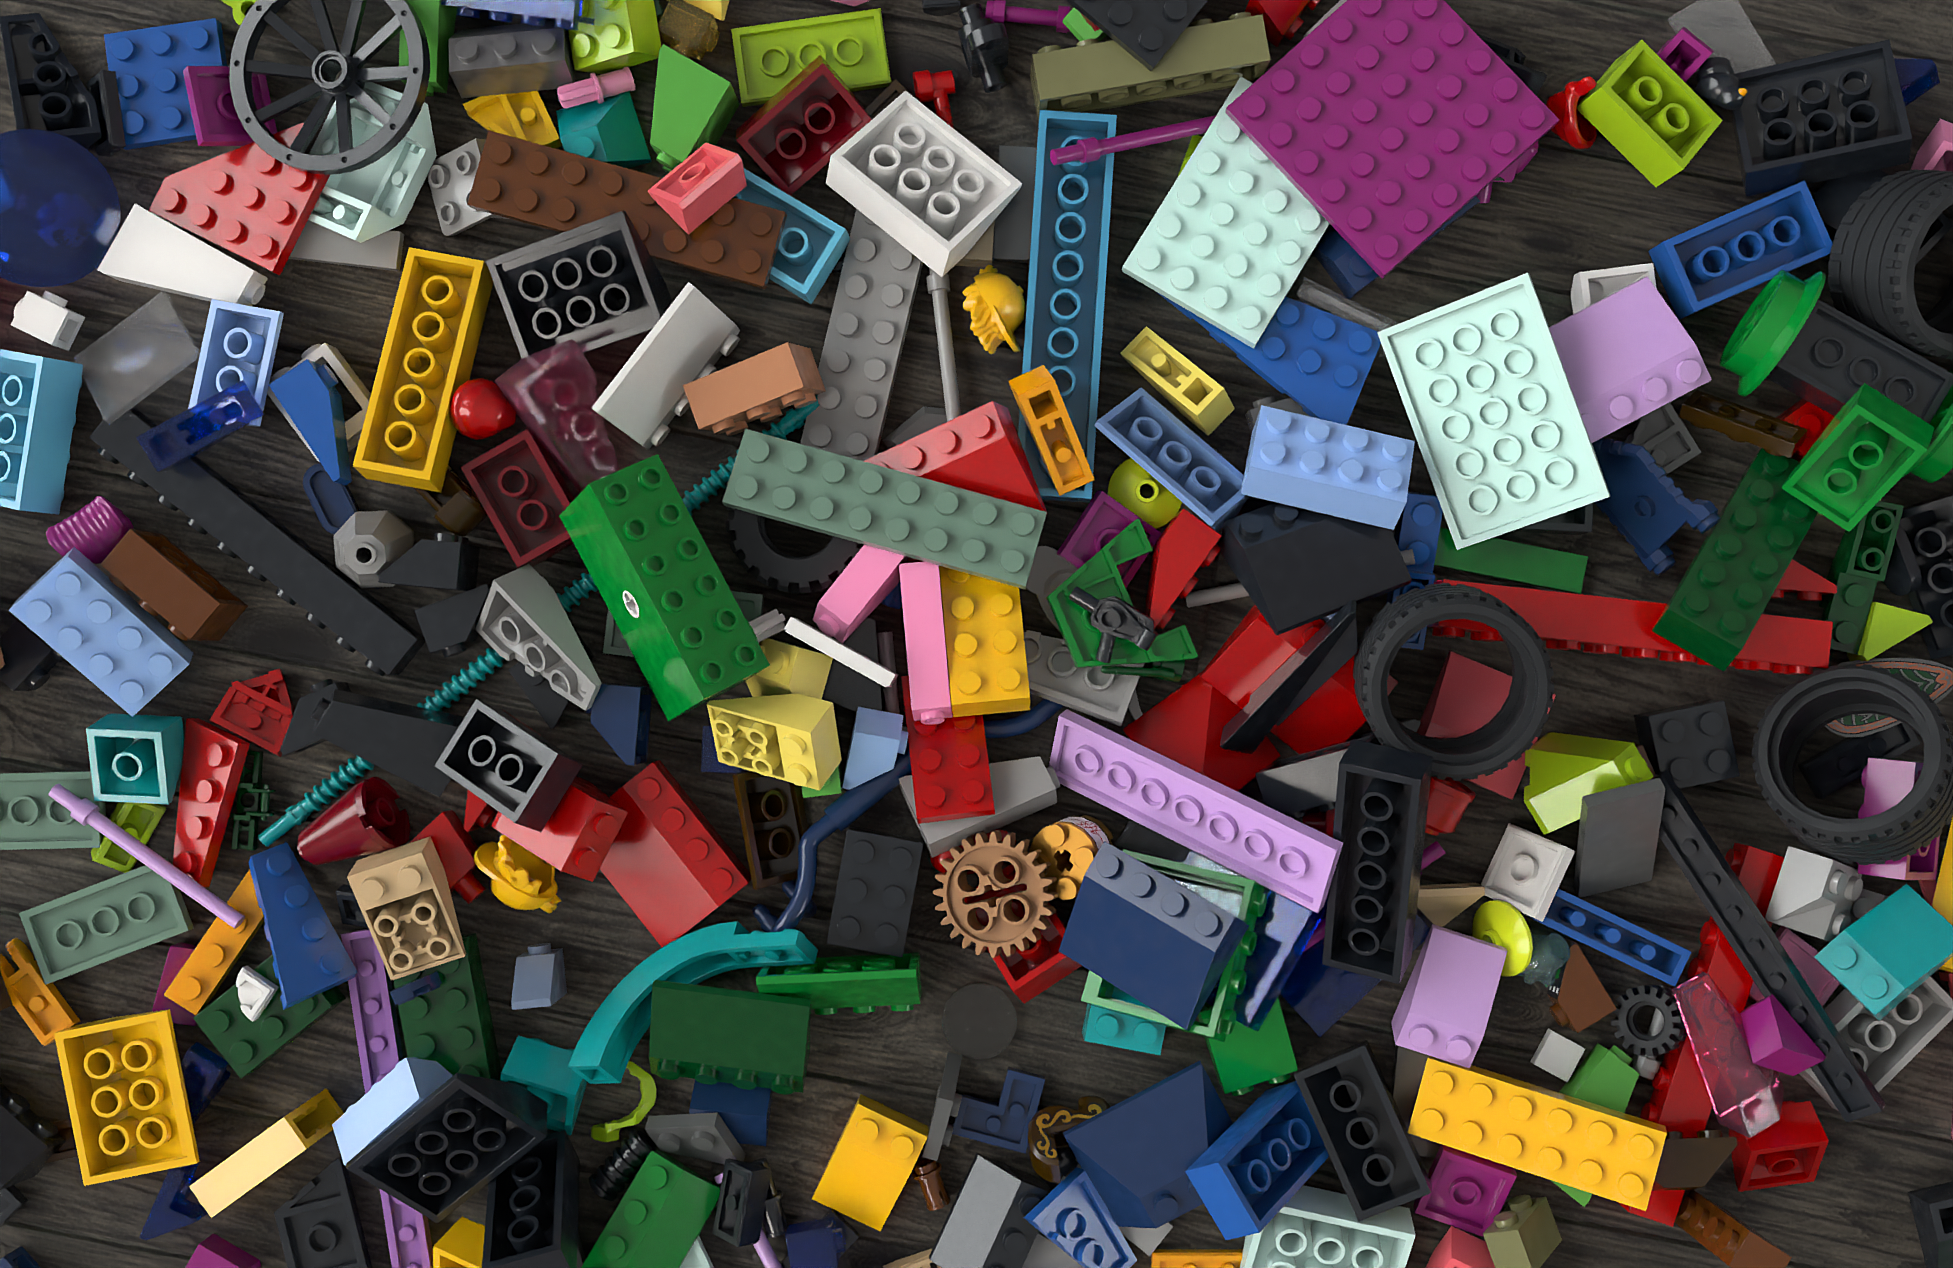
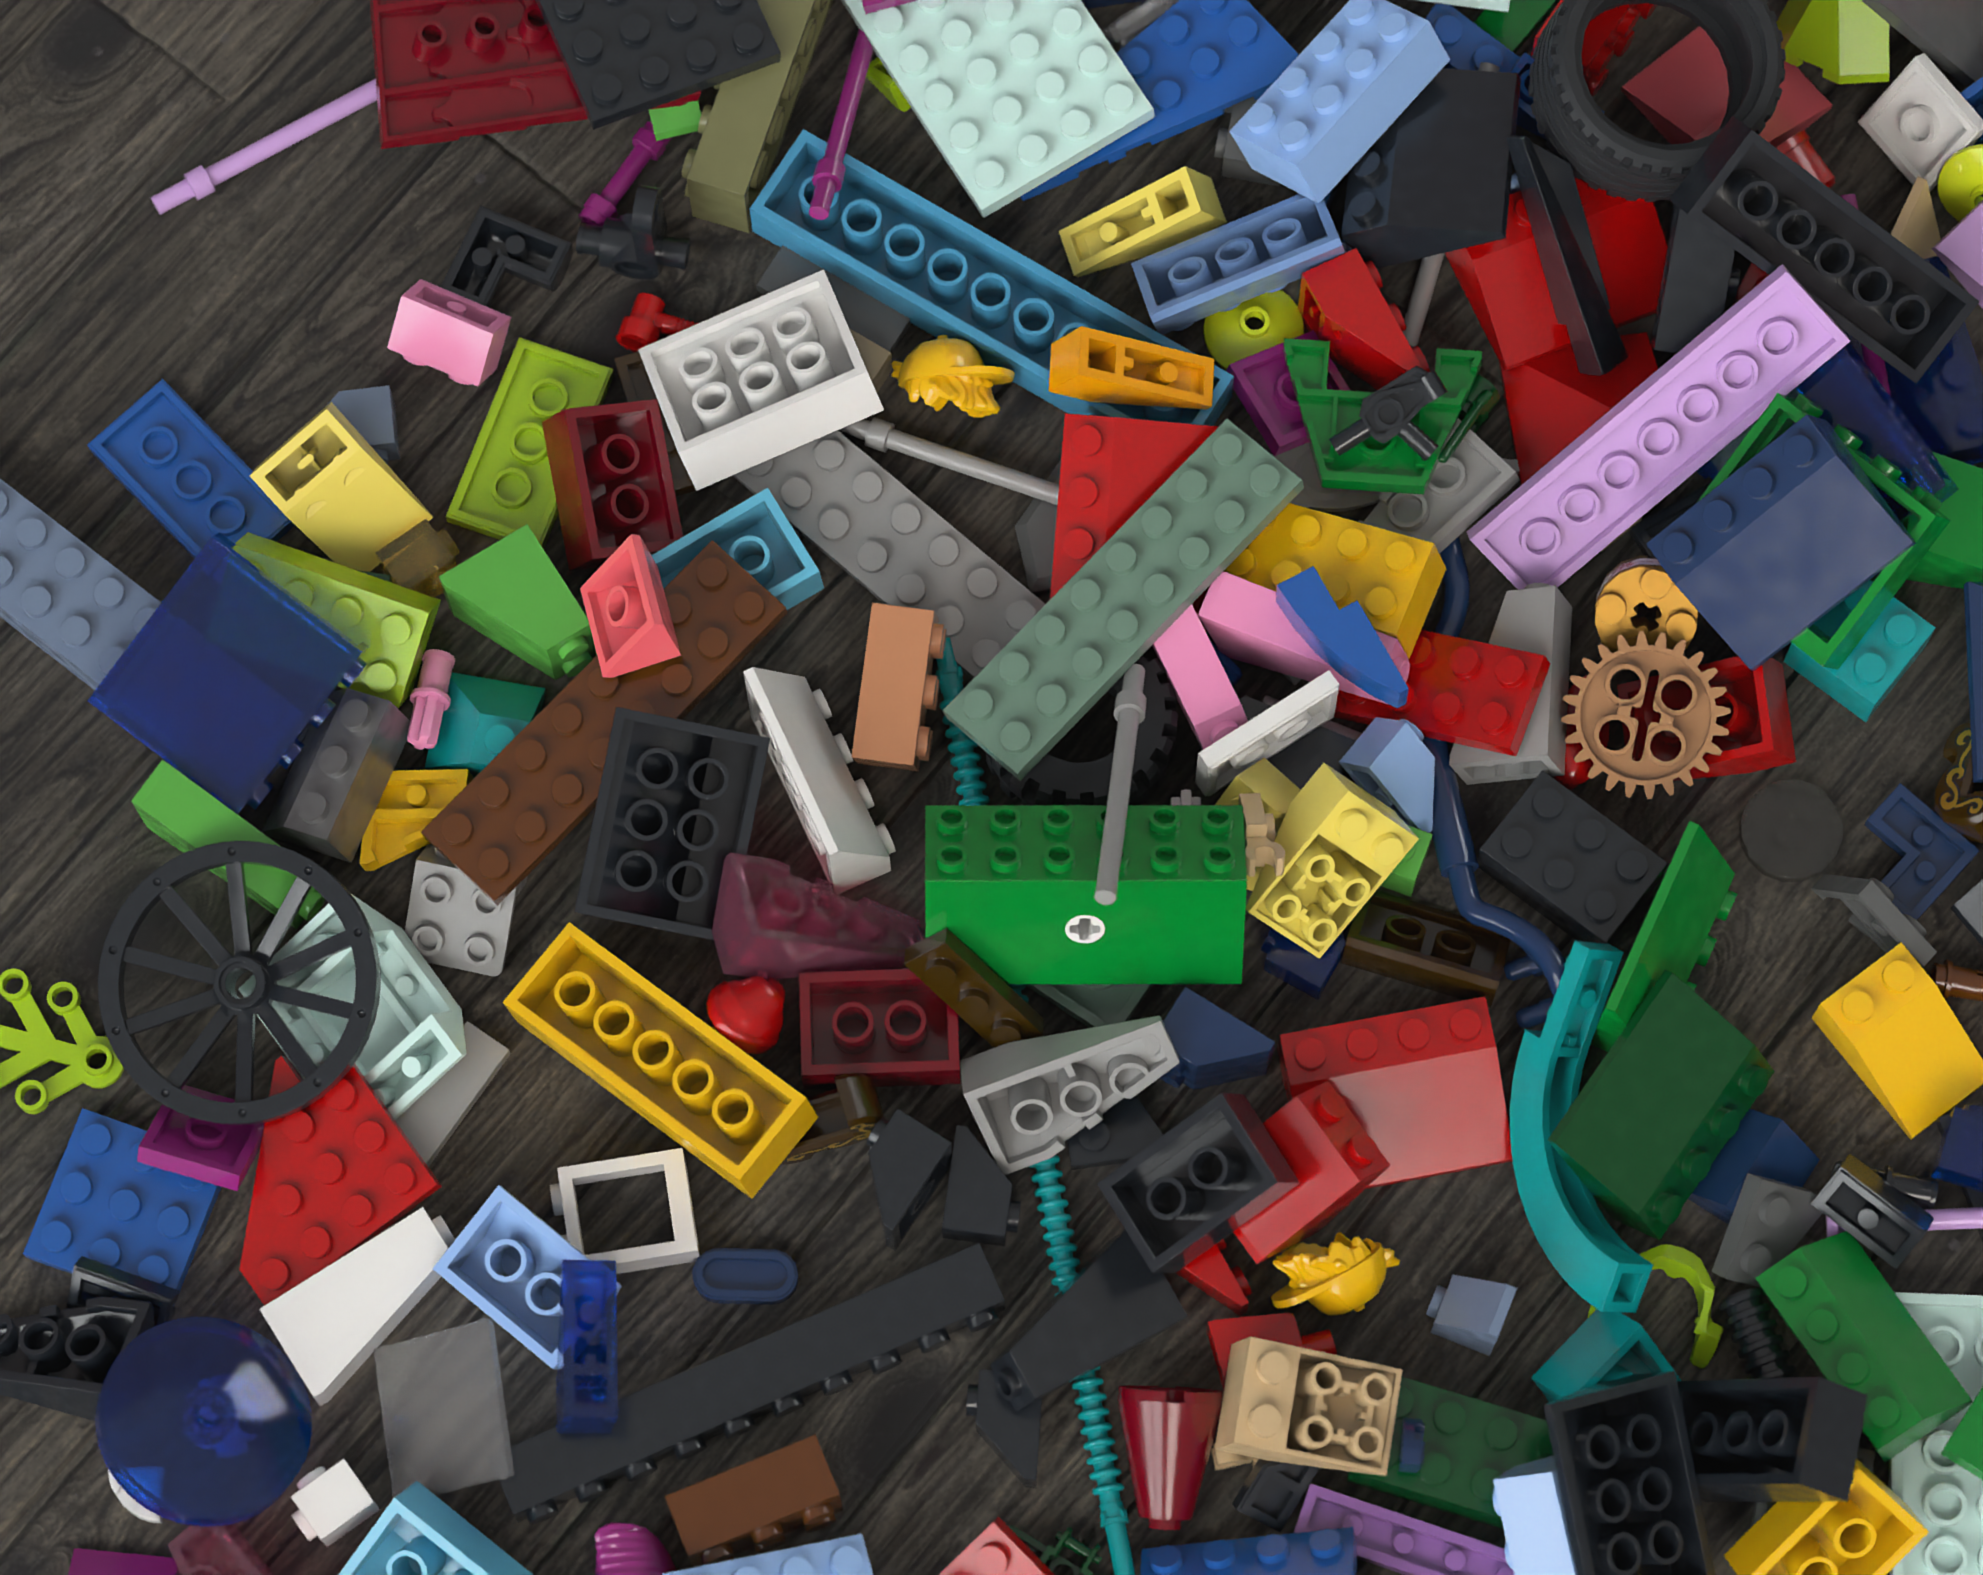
camera: 65 degrees left, 15 degrees down
(257, 710) = (959, 1498): red slope -> none
(317, 412) = (636, 1208): blue slope -> none
(380, 533) = (836, 1249): light grey cone -> none
(566, 550) = (972, 989): none -> dark brown plate
(762, 682) = (1260, 836): none -> tan plate
(804, 554) = (1129, 712): none -> light grey bar
(924, 671) = (1341, 637): none -> blue slope

